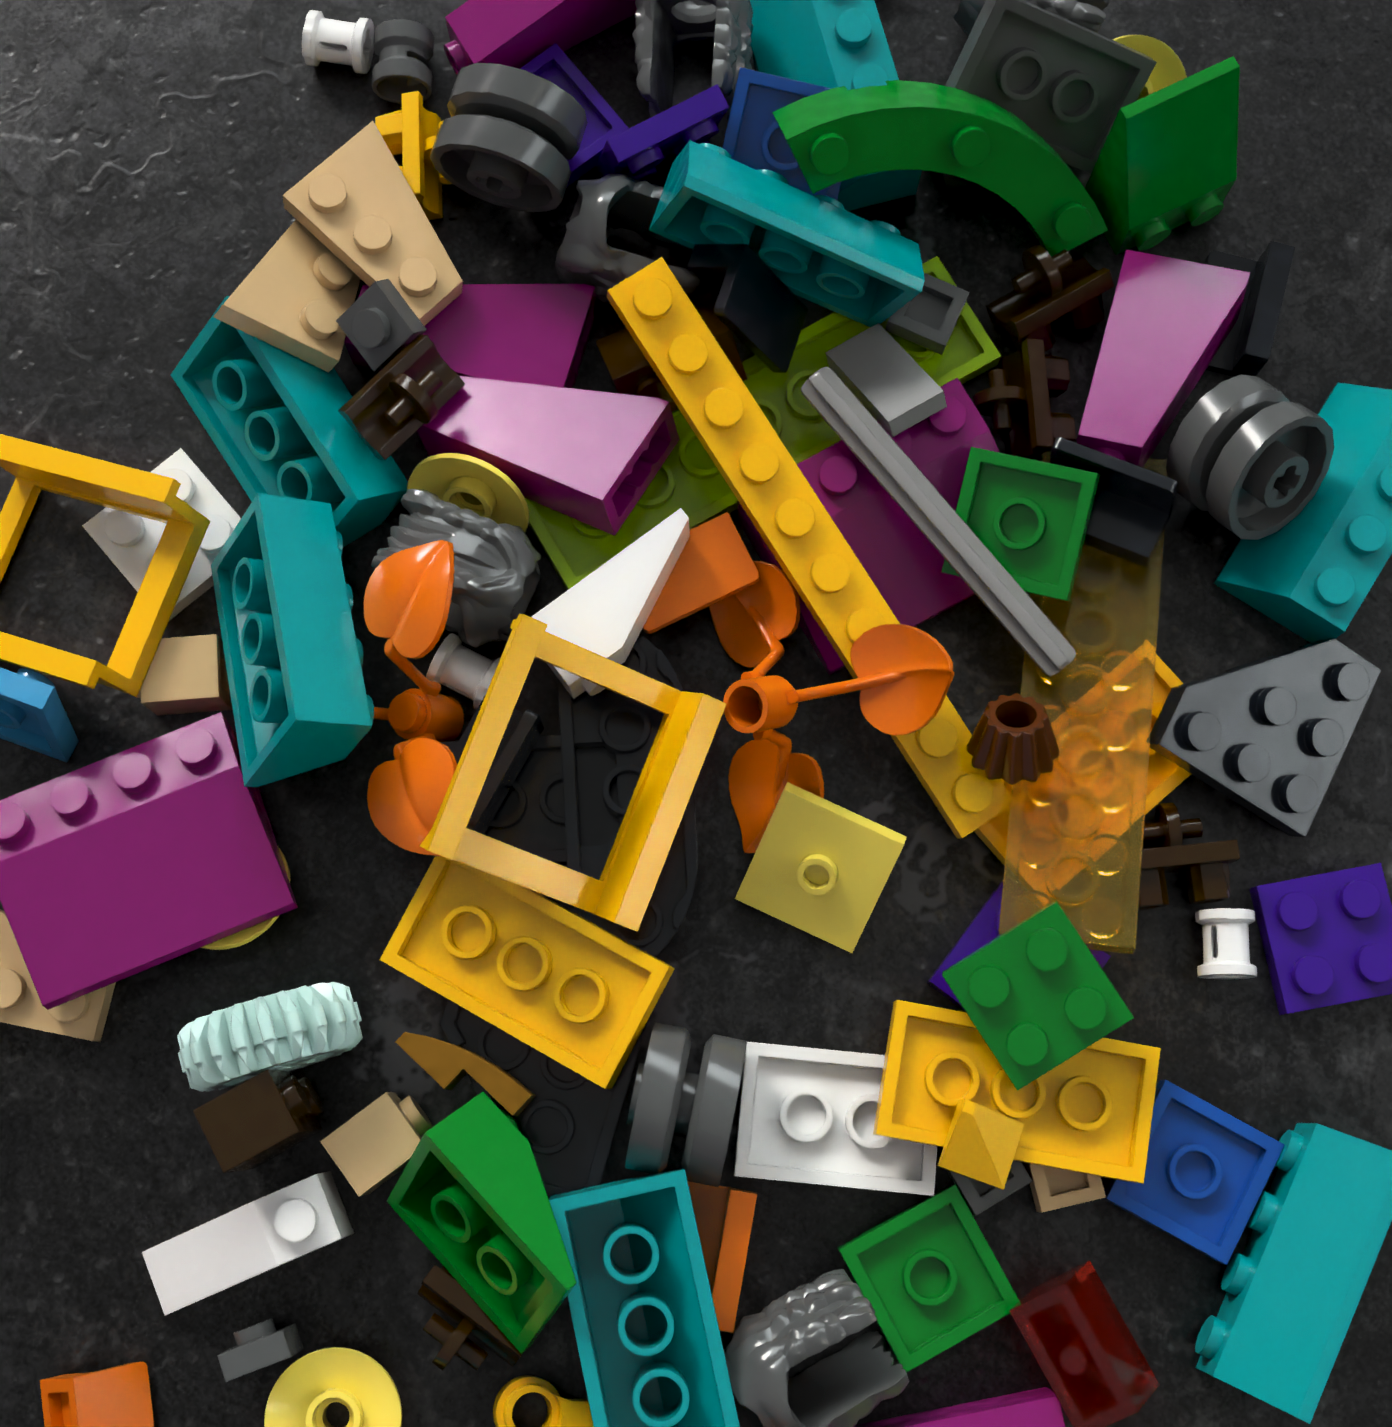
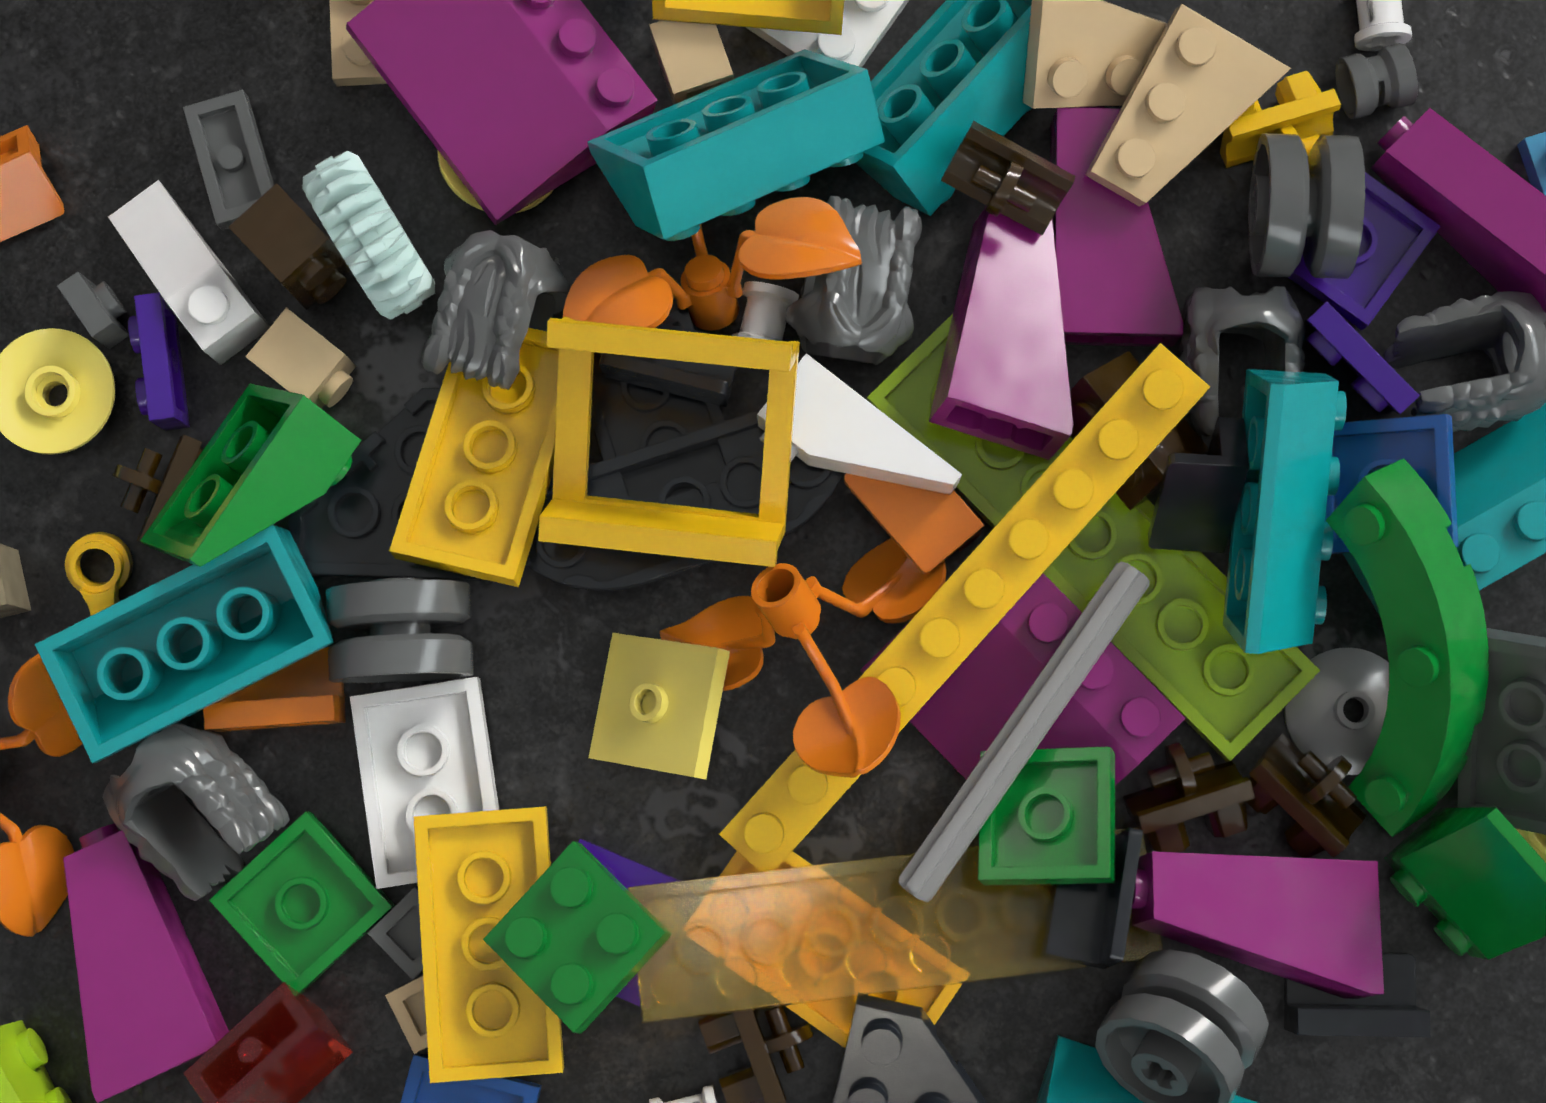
camera: 80 degrees right, 5 degrees up
(143, 1167) = (229, 154): none -> dark grey plate
(306, 1291) = (156, 336): none -> dark purple plate
(380, 324) = (1077, 137): dark grey plate -> none
(382, 928) = (488, 303): none -> dark grey piece
(450, 1063) = (386, 402): pearl gold slope -> none
(472, 486) = (936, 271): light yellow dish -> none
(886, 379) = (1162, 646): light grey tile -> none
(930, 315) = (1249, 678): dark grey plate -> none
(974, 268) = (1317, 716): none -> light grey dish
(981, 1144) = (426, 917): yellow slope -> none
(1014, 740) = (818, 858): reddish brown piece -> none

